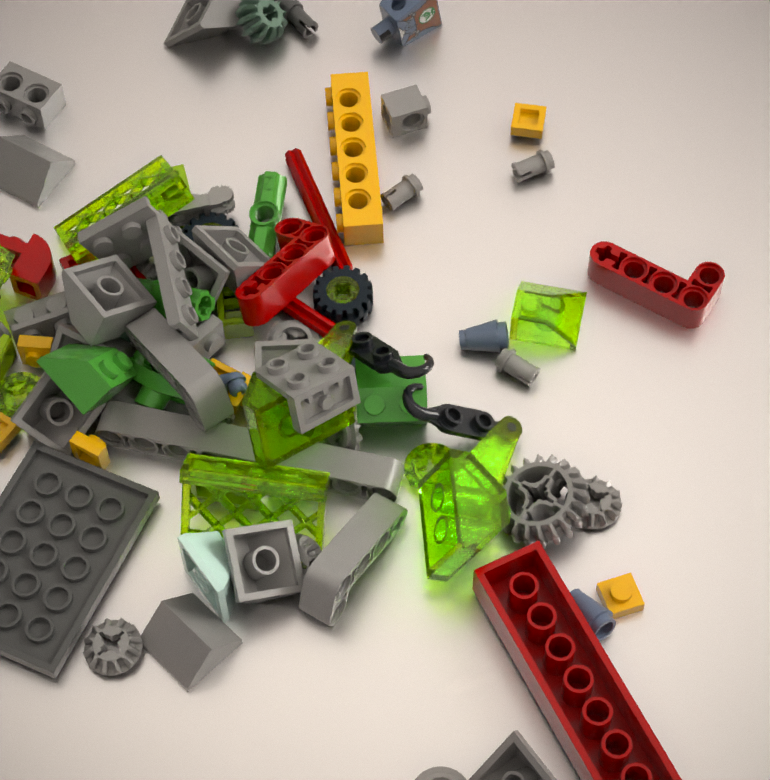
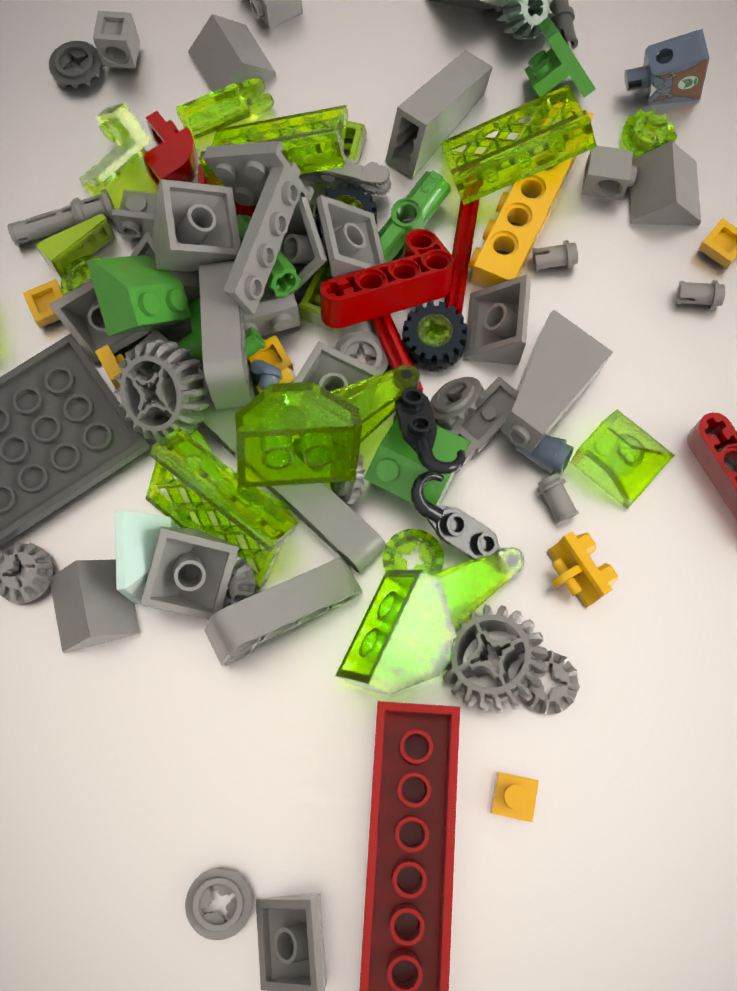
camera: 30 degrees right, 15 degrees up
(32, 348) = (122, 240): yellow plate -> none
(49, 206) = (225, 107): none -> clear neon green hinge
(145, 465) = (172, 389): none -> light grey gear
(237, 129) = (435, 112): none -> light grey slope
(313, 382) = (317, 428): light grey bracket -> none
(314, 47) = (556, 64): none -> bright green bracket
(329, 130) = (531, 152): none -> clear neon green fence
(390, 260) = (498, 322): none -> light grey slope
(395, 328) = (464, 394): none -> light grey gear
(420, 76) = (641, 143): none -> clear neon green gear
(424, 330) = (488, 419): none -> light grey hinge
(457, 102) = (665, 188): none -> light grey slope
(458, 278) = (554, 378): none -> light grey slope
(566, 407) = (579, 571): none -> yellow hips
(597, 615) = (472, 804): sand blue cone -> none

